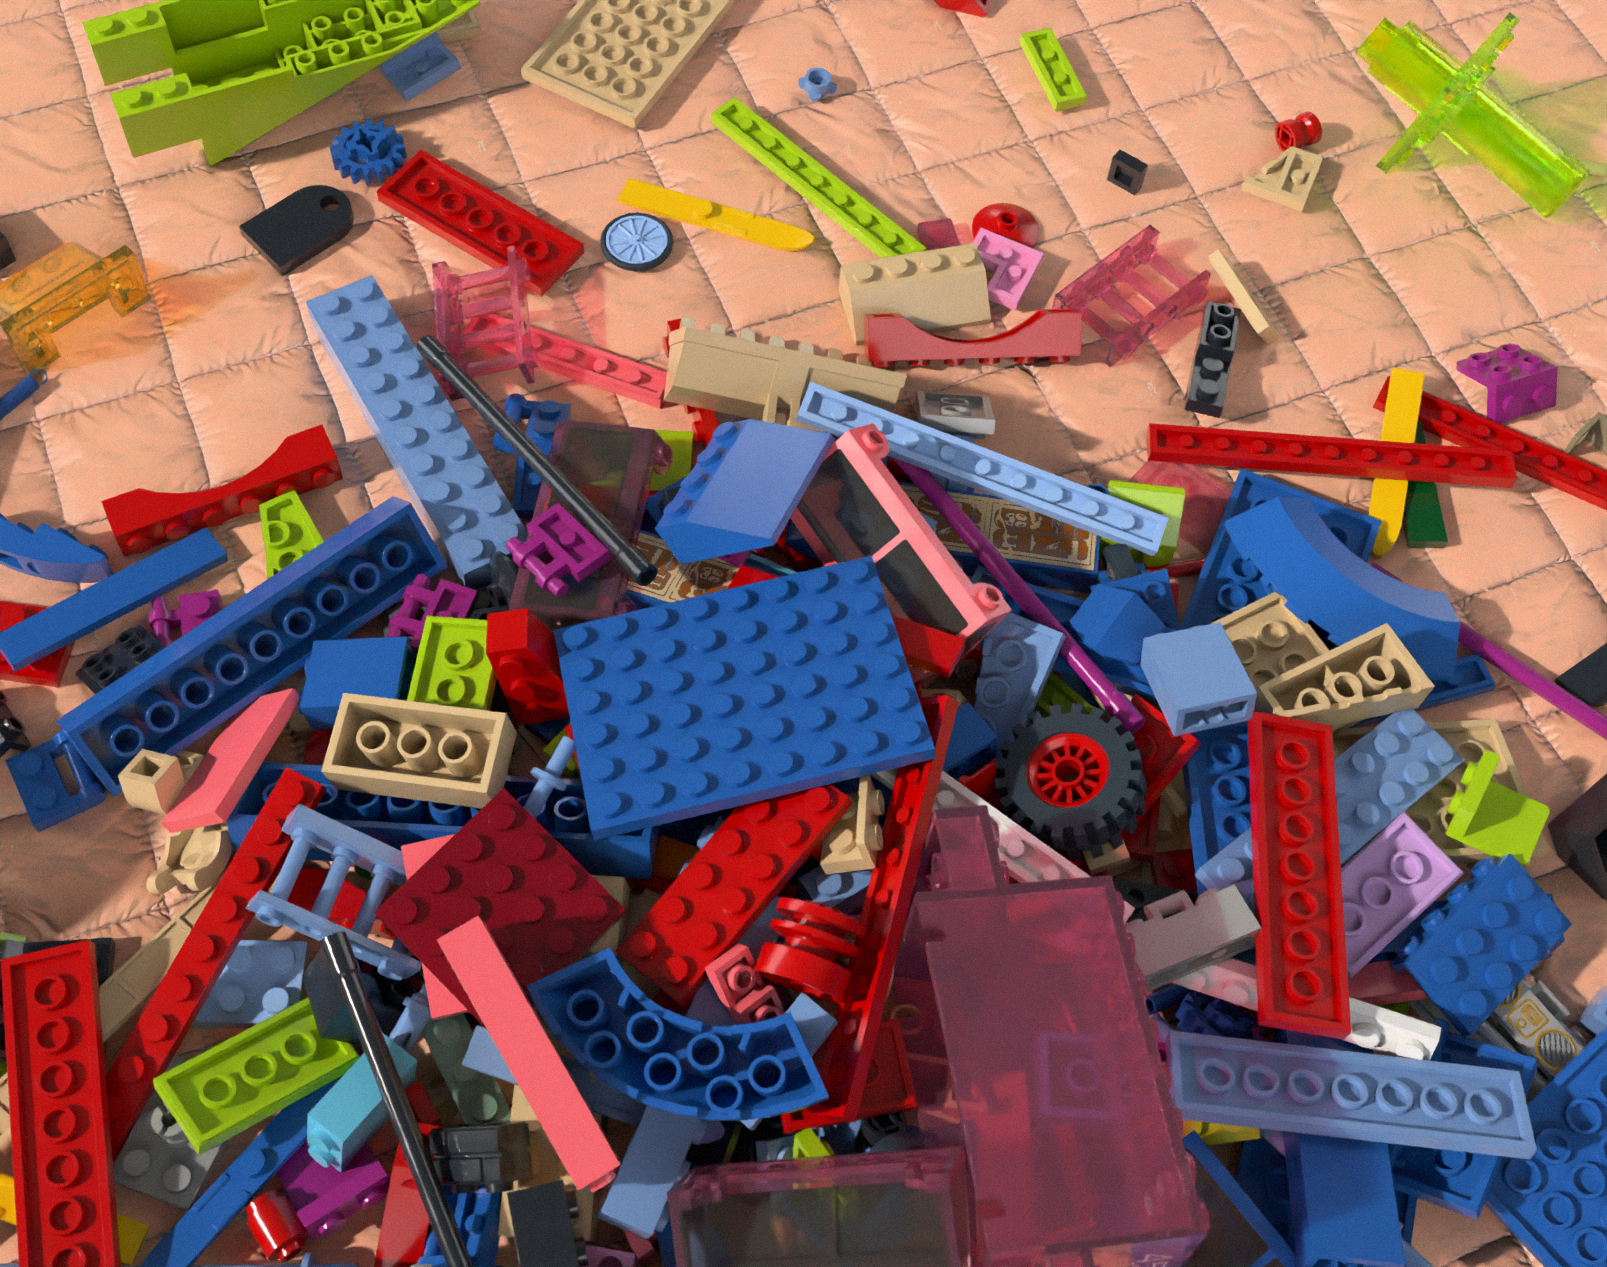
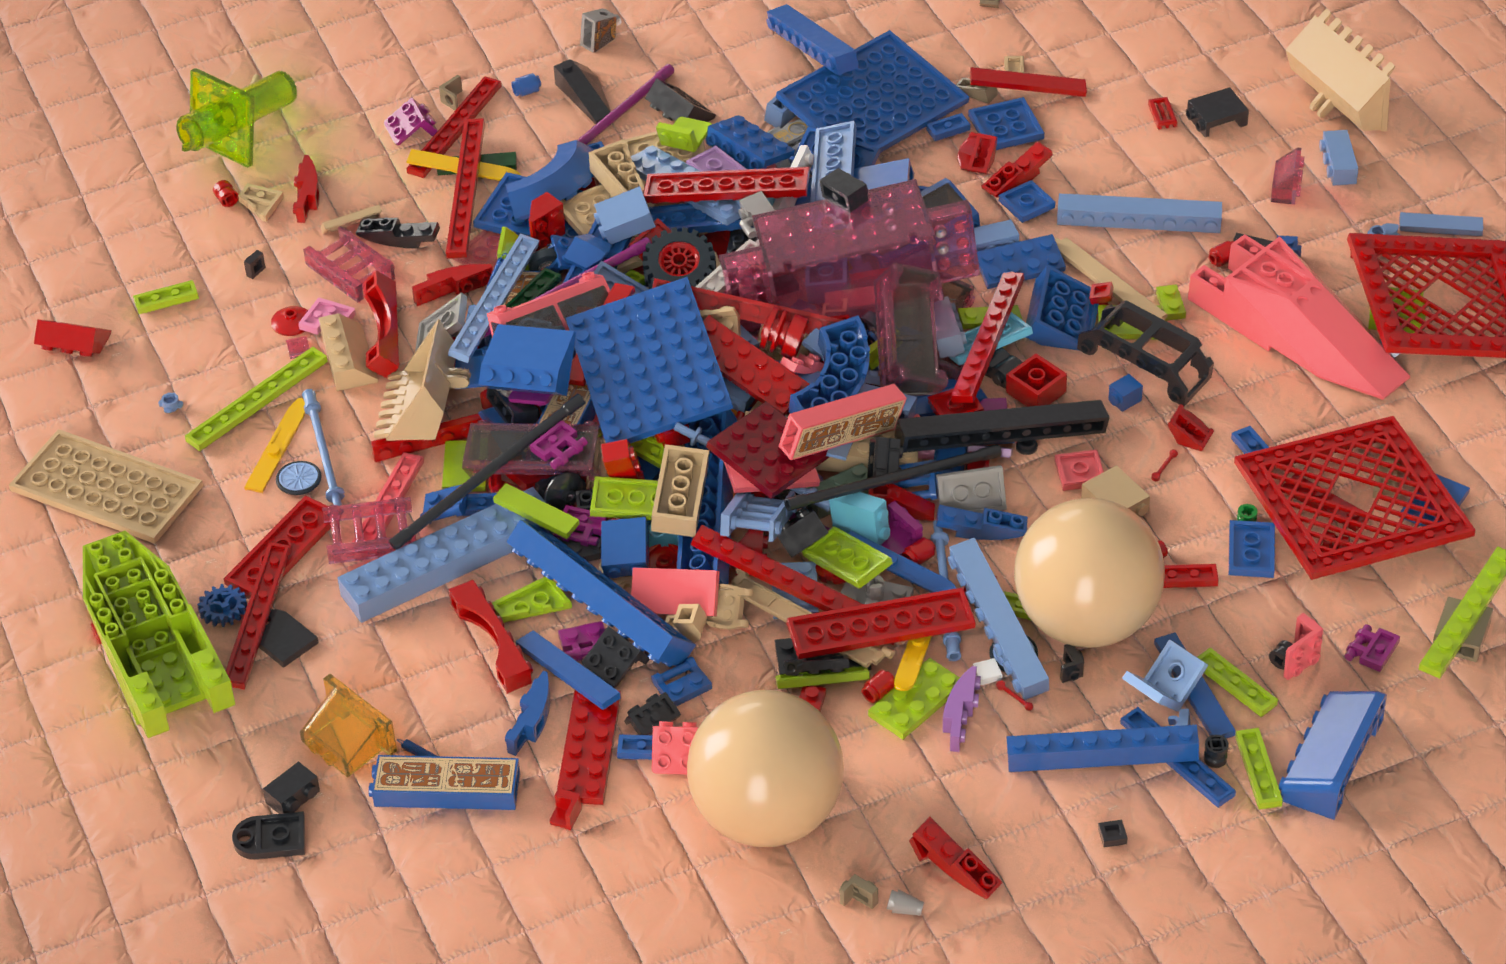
camera: 85 degrees left, 15 degrees down
(333, 188) = (257, 614): none -> red tile
(454, 539) = (536, 510): none -> lime tile
(786, 253) = (312, 408): none -> medium blue bar
(1027, 545) = (537, 286): none -> dark green tile
(1080, 421) = (452, 279): none -> red slope
(1156, 1060) = (844, 190): none -> black brick
(1211, 560) = (546, 219): none -> red slope
(1327, 240) = (308, 189): none -> red slope

